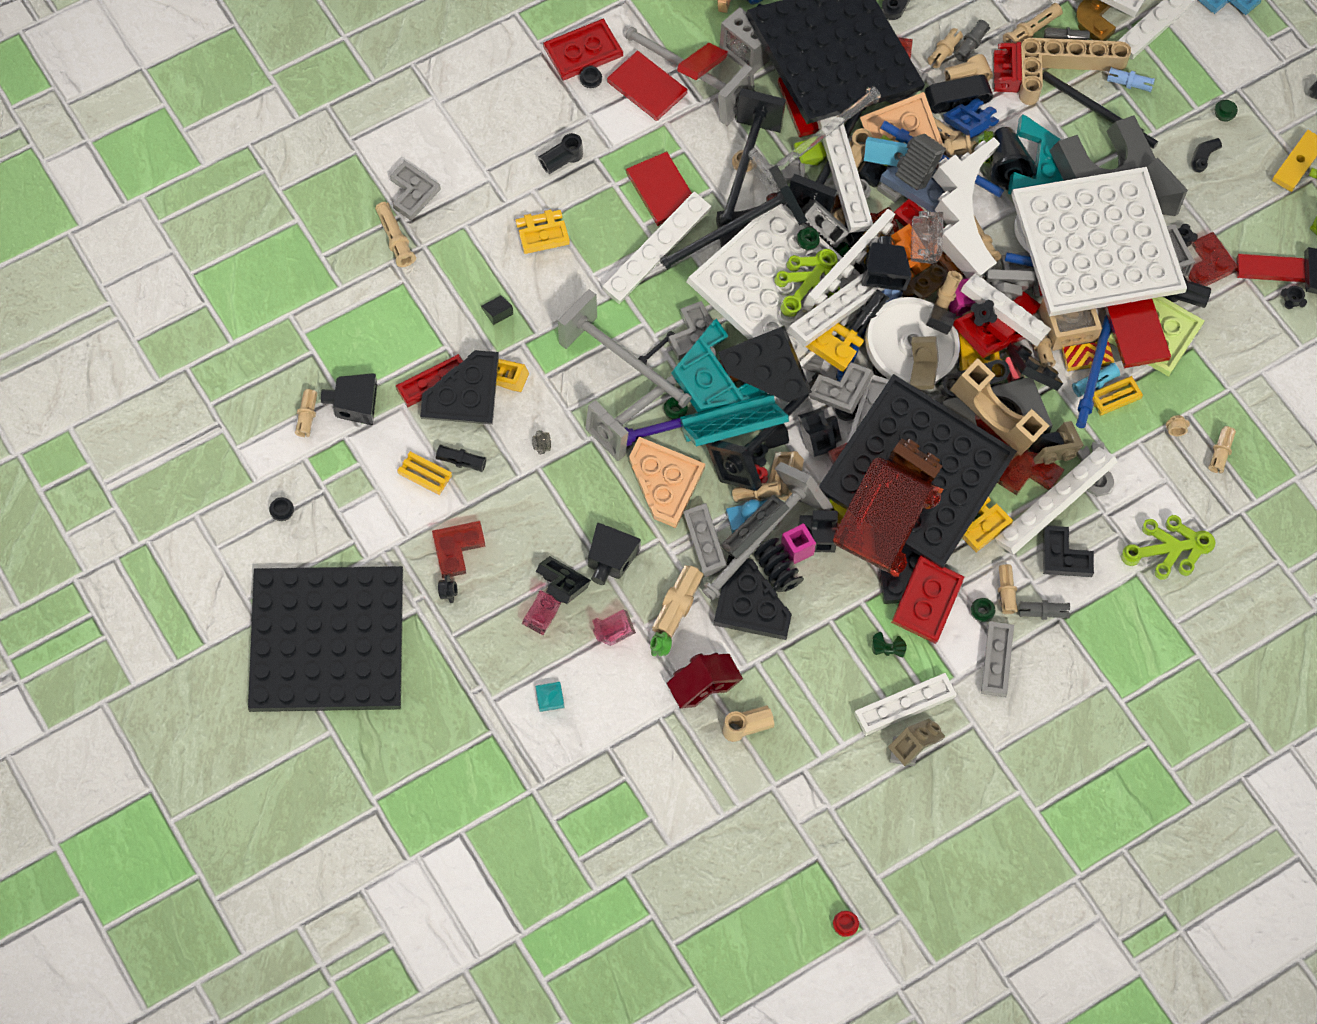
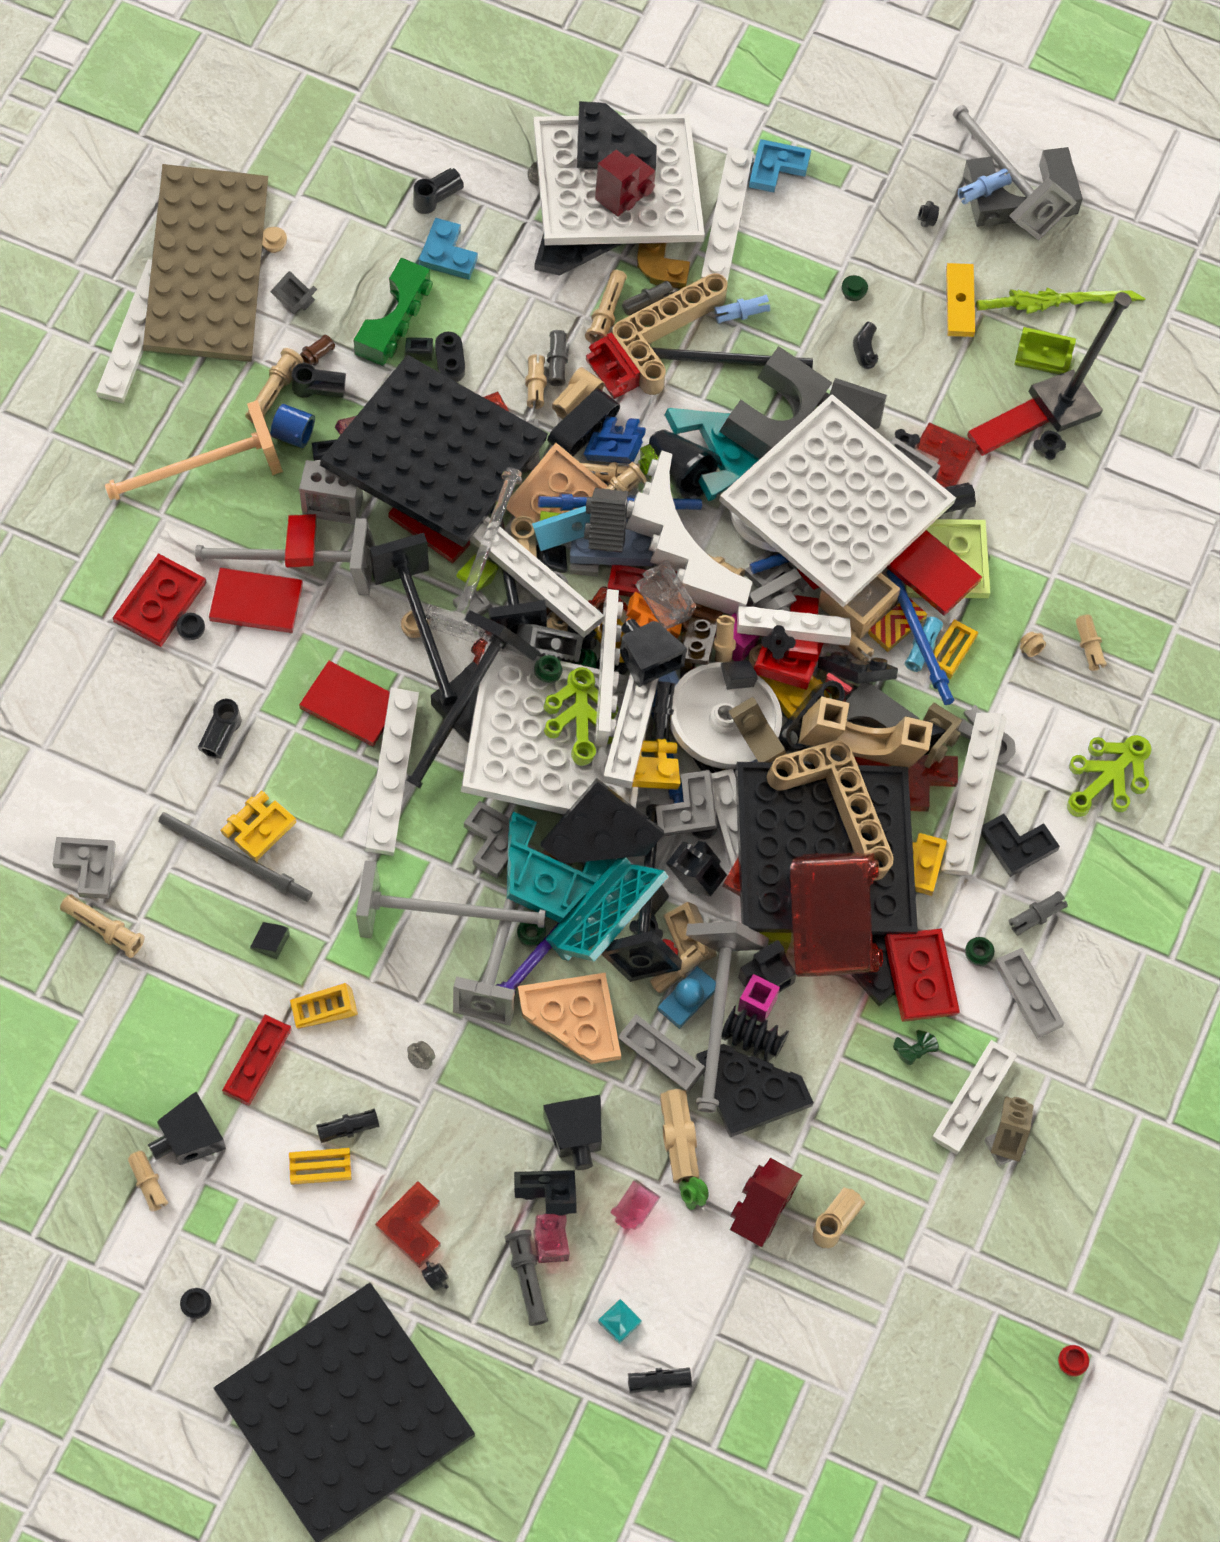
camera: 35 degrees left, 0 degrees up
(465, 391) = (303, 1051): black plate -> none
(512, 618) = (524, 1261): none -> dark grey pin
(531, 276) = (282, 882): none -> dark grey bar
(548, 751) = (659, 1380): none -> black pin
(644, 358) = (461, 898): black hinge -> none
(754, 526) = (706, 1008): dark grey tile -> none
(908, 456) = (824, 840): reddish brown plate -> none
(954, 443) = (844, 797): none -> tan beam
(1007, 590) = (989, 915): tan axle -> none

